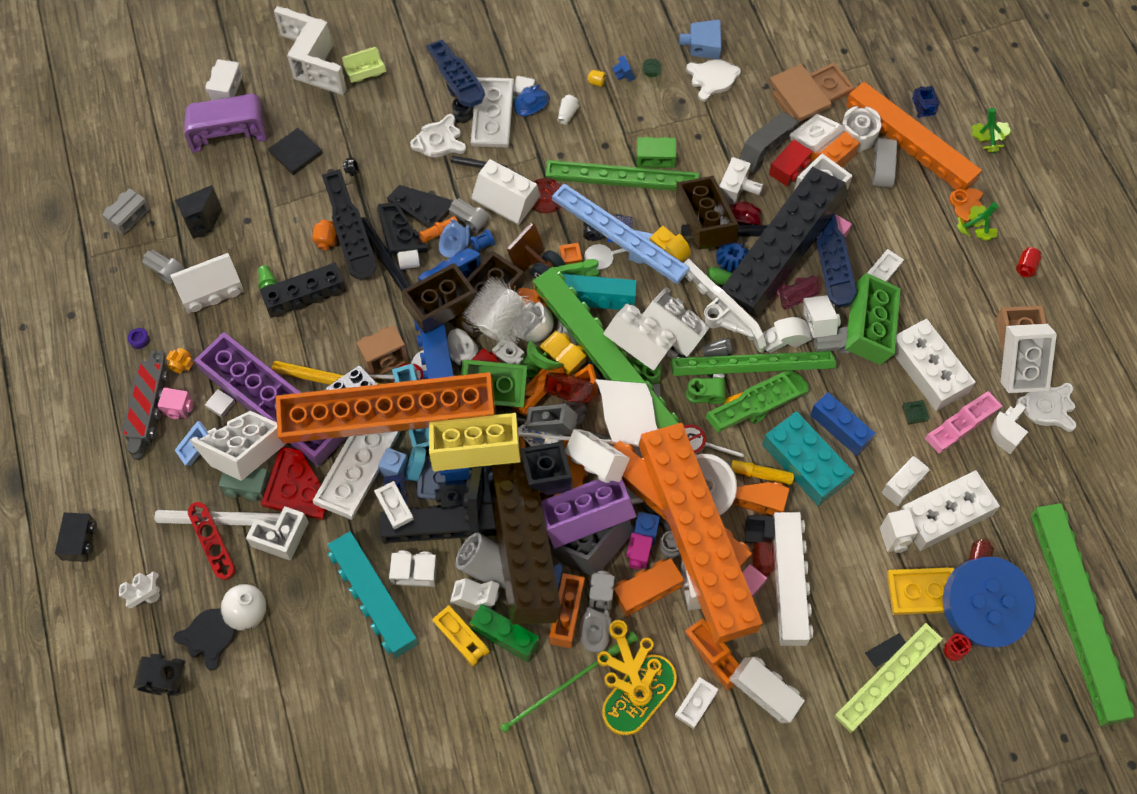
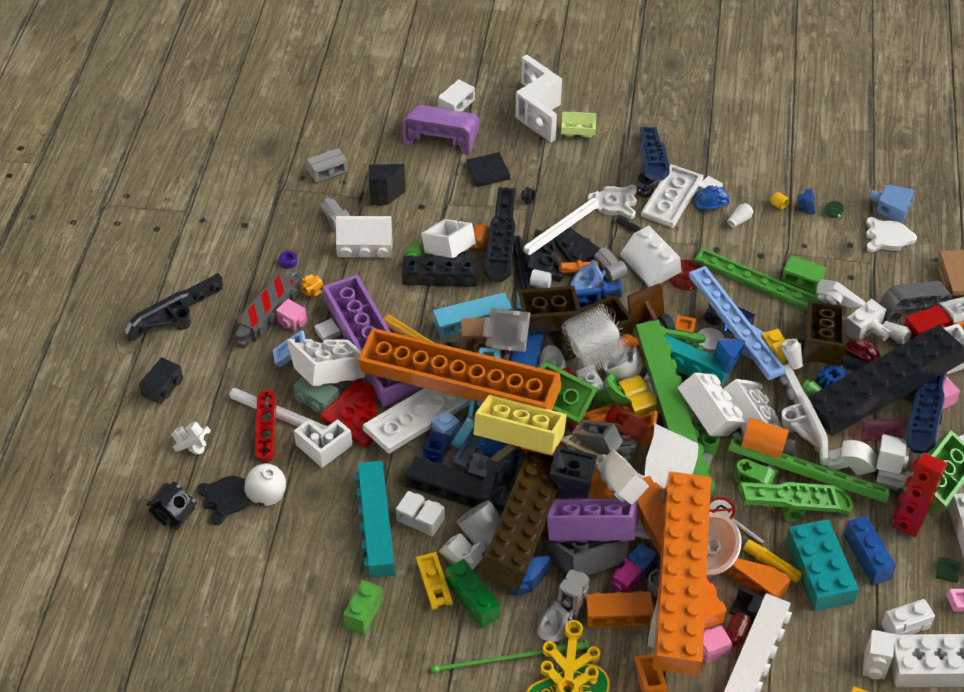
camera: 25 degrees right, 15 degrees down
(43, 451) = (173, 309): none -> black piece
(293, 254) = (448, 238): none -> white piece
(363, 322) = (448, 319): none -> medium azure brick
(393, 505) = (428, 453): white plate -> none
(401, 192) = (560, 226): none -> white axle
(407, 697) = (363, 607): none -> bright green brick
(411, 340) = (507, 329): none -> light grey panel
(570, 599) = (535, 597): orange brick -> none
(628, 272) = (728, 353): none -> blue slope
(688, 246) = (792, 351): none -> white cone
(699, 166) = (837, 294): none -> white slope
(703, 350) = (764, 438): none -> orange brick
(770, 181) = (899, 333): none -> white cone
(869, 353) = (919, 494): none -> red brick

